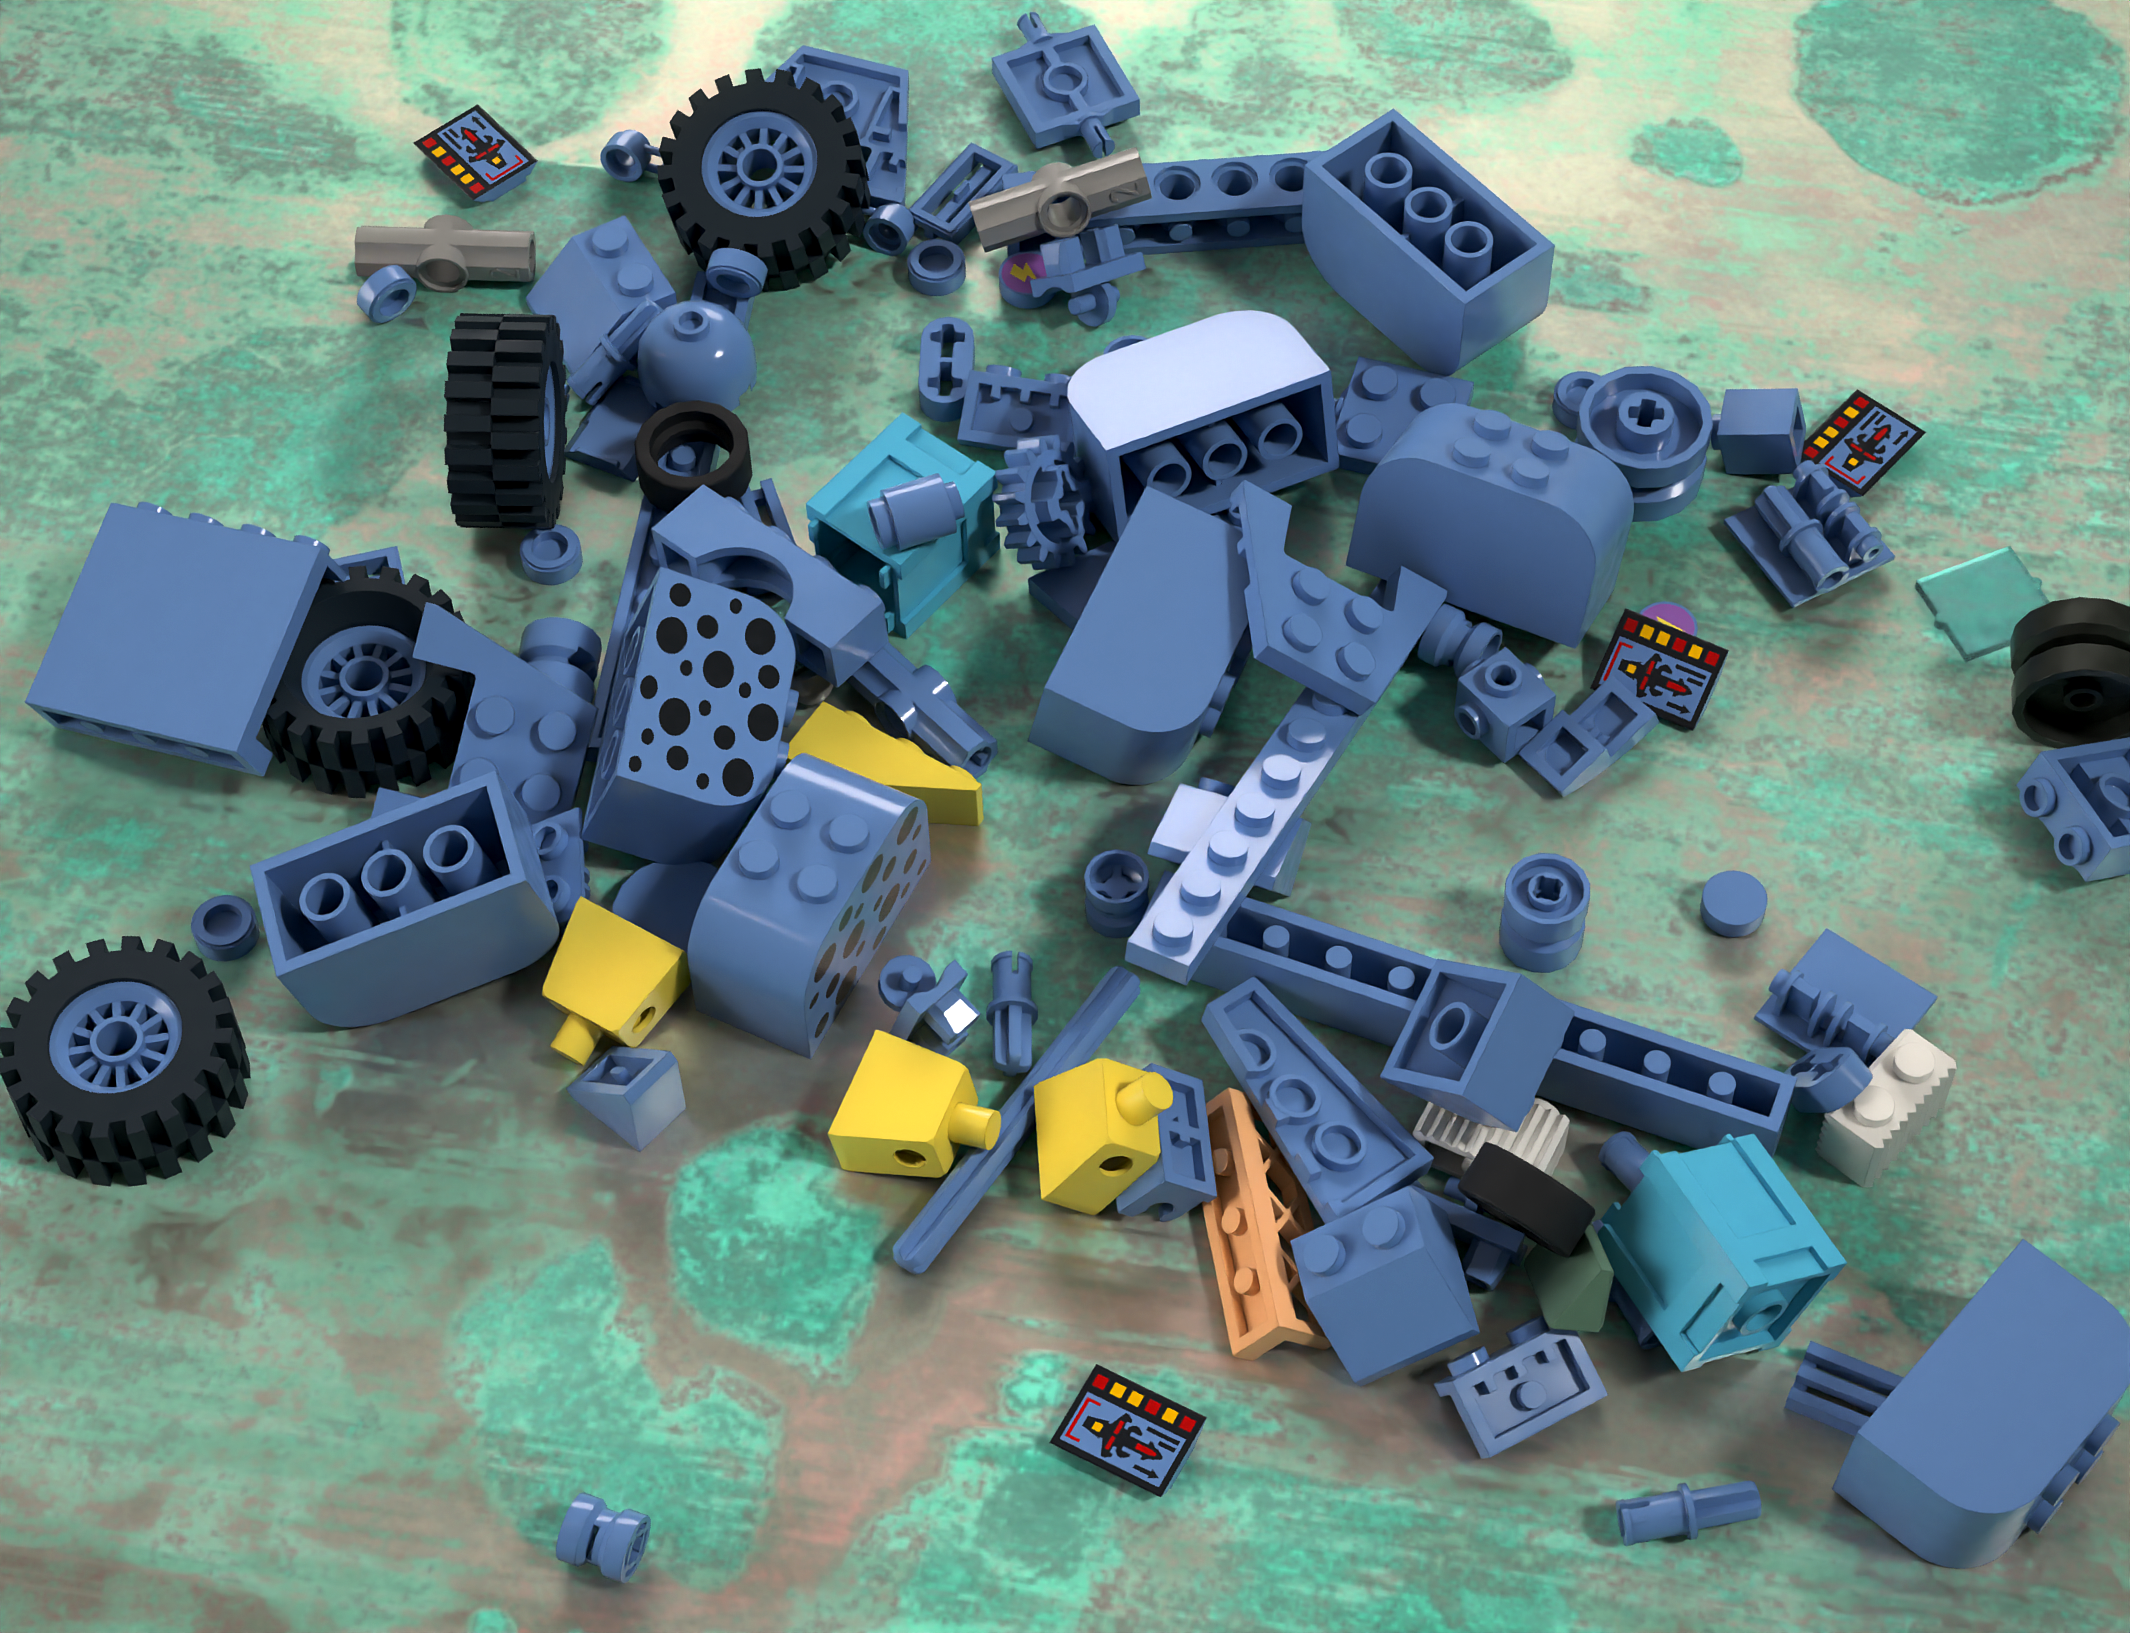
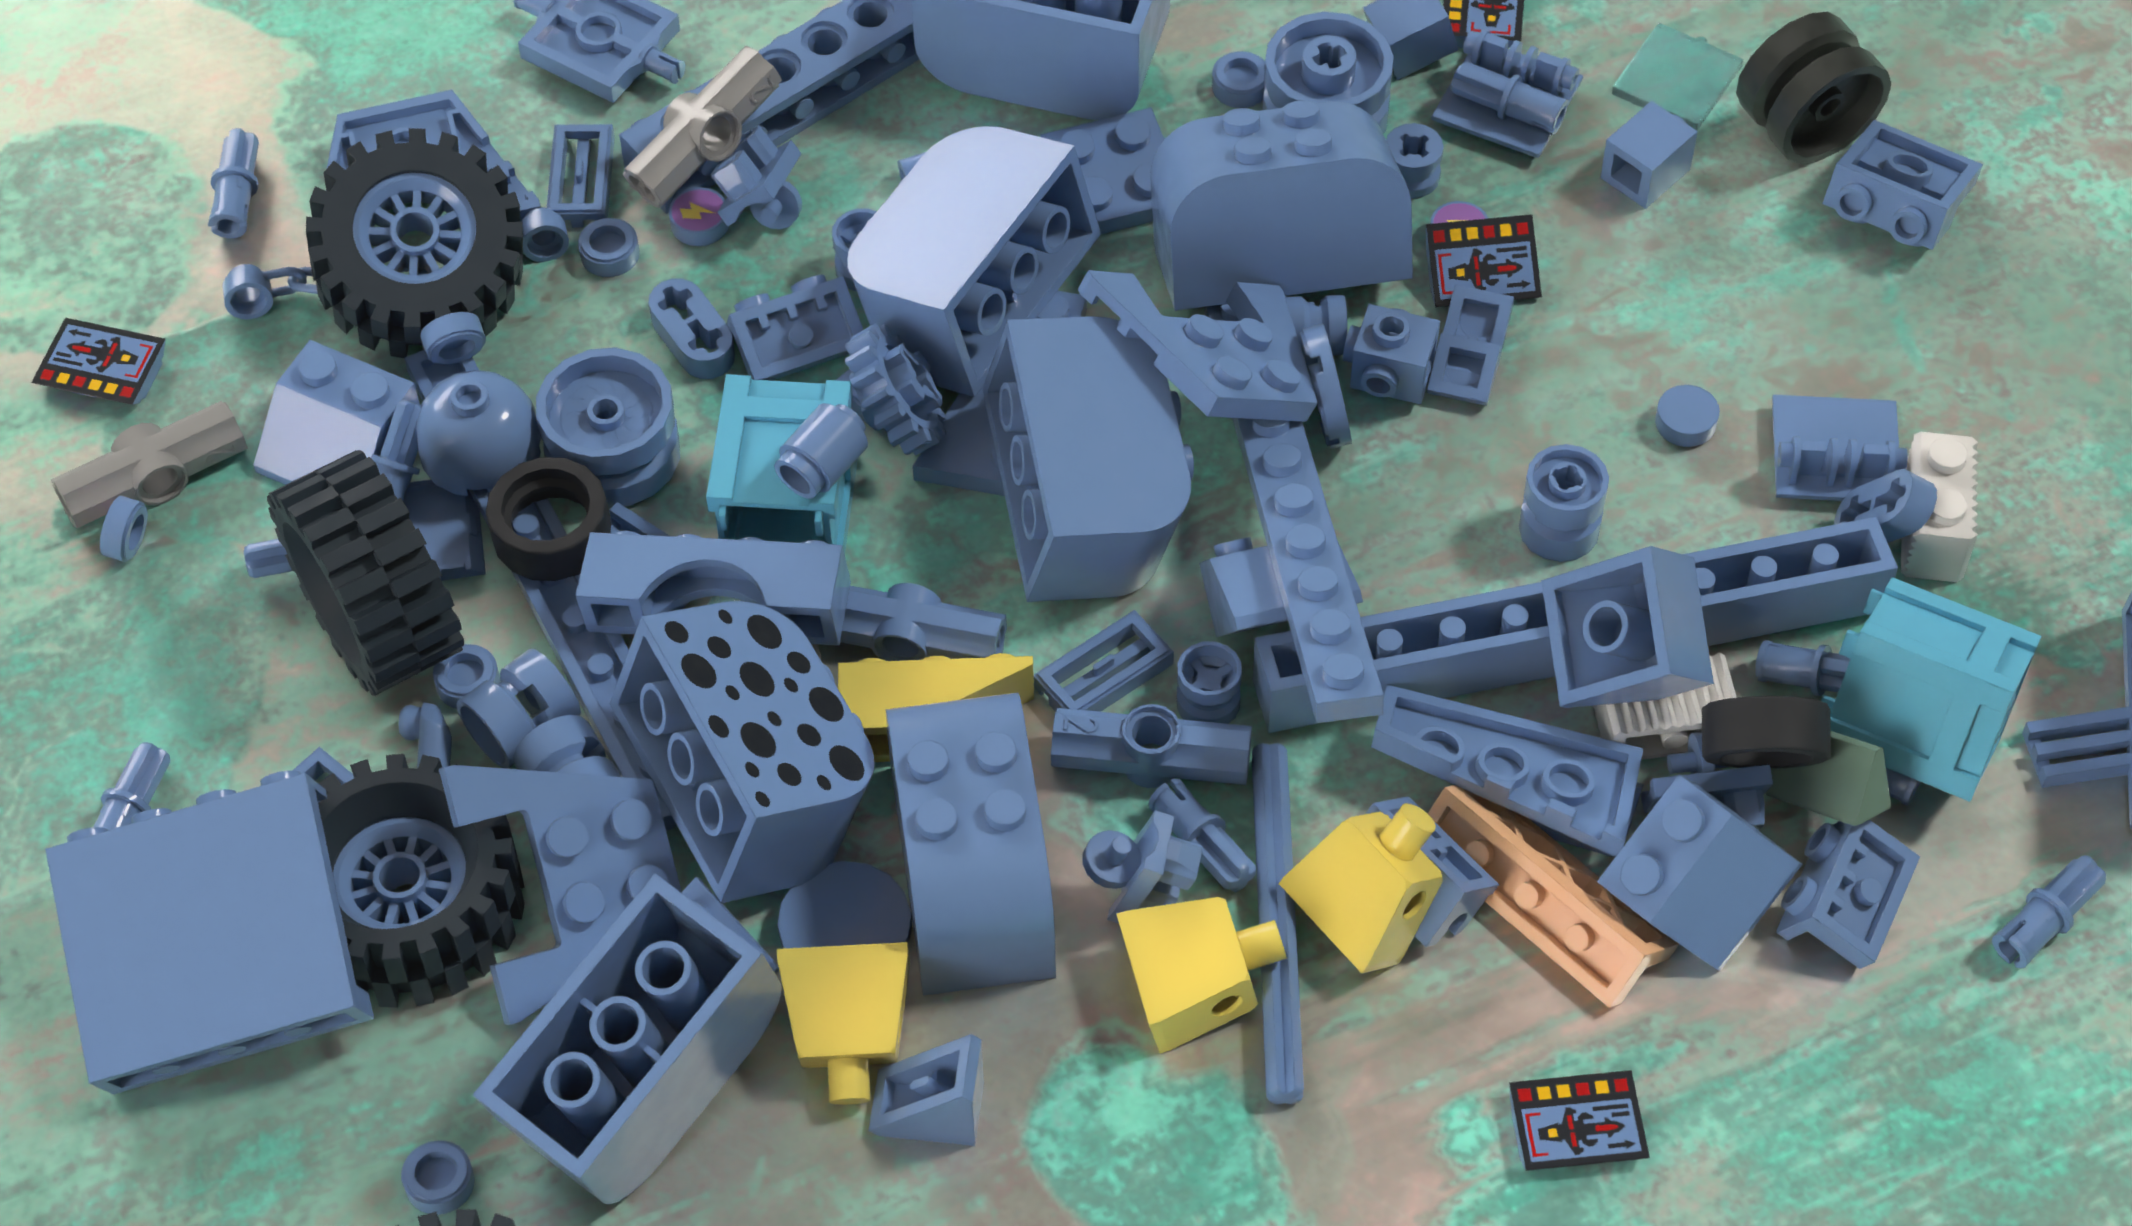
camera: 35 degrees left, 0 degrees up
(242, 499) = (134, 787): none -> medium blue axle
(487, 578) = (430, 728): none -> medium blue arm
(537, 598) = (498, 718): none -> medium blue wheel
(684, 63) = (234, 184): none -> medium blue axle
(803, 410) = (614, 418): none -> medium blue wheel
(1003, 894) = (1115, 740): none -> medium blue piece
(1049, 842) = (1111, 676): none -> medium blue tile
(1416, 699) = (1326, 386): none -> medium blue tile
(1656, 557) = (1418, 156): none -> medium blue wheel
(1891, 655) = (1648, 154): none -> medium blue brick

